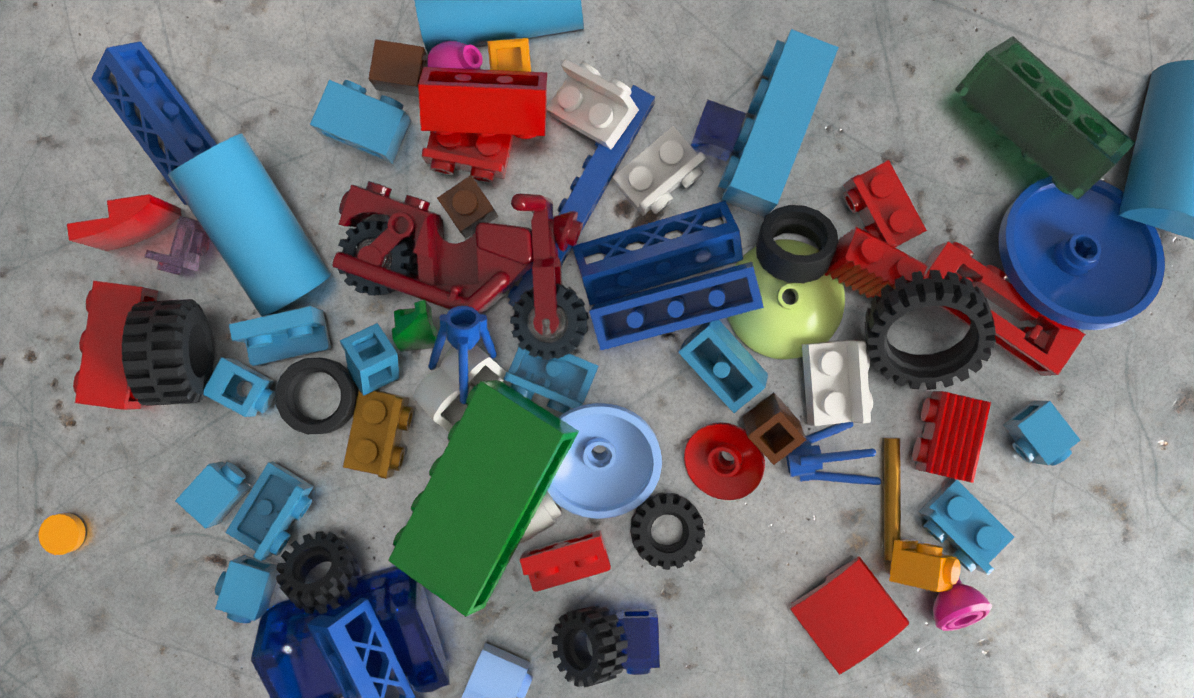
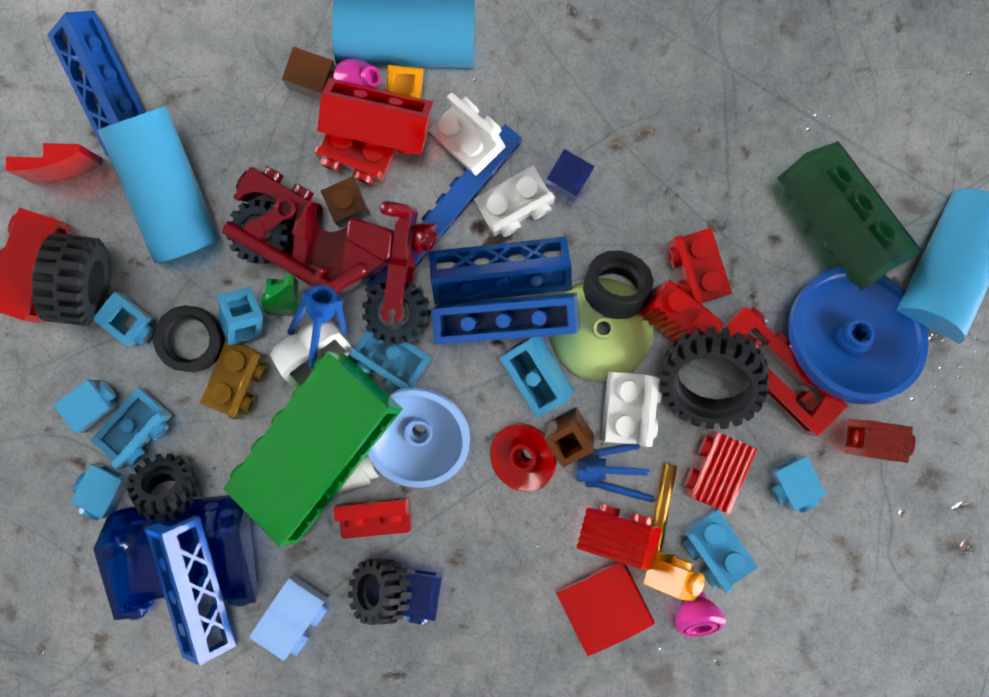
camera: 10 degrees right, 0 degrees up
(186, 250) = (103, 192): clear purple bracket -> none
(282, 335) = (169, 282): dark azure bracket -> none
(361, 120) = (268, 112): dark azure brick -> none
(667, 555) = (464, 529): black tyre -> none
(780, 120) = (623, 174): dark azure brick -> none
(852, 532) = (619, 537): none -> red brick
(1129, 367) = (879, 440): none -> clear red brick

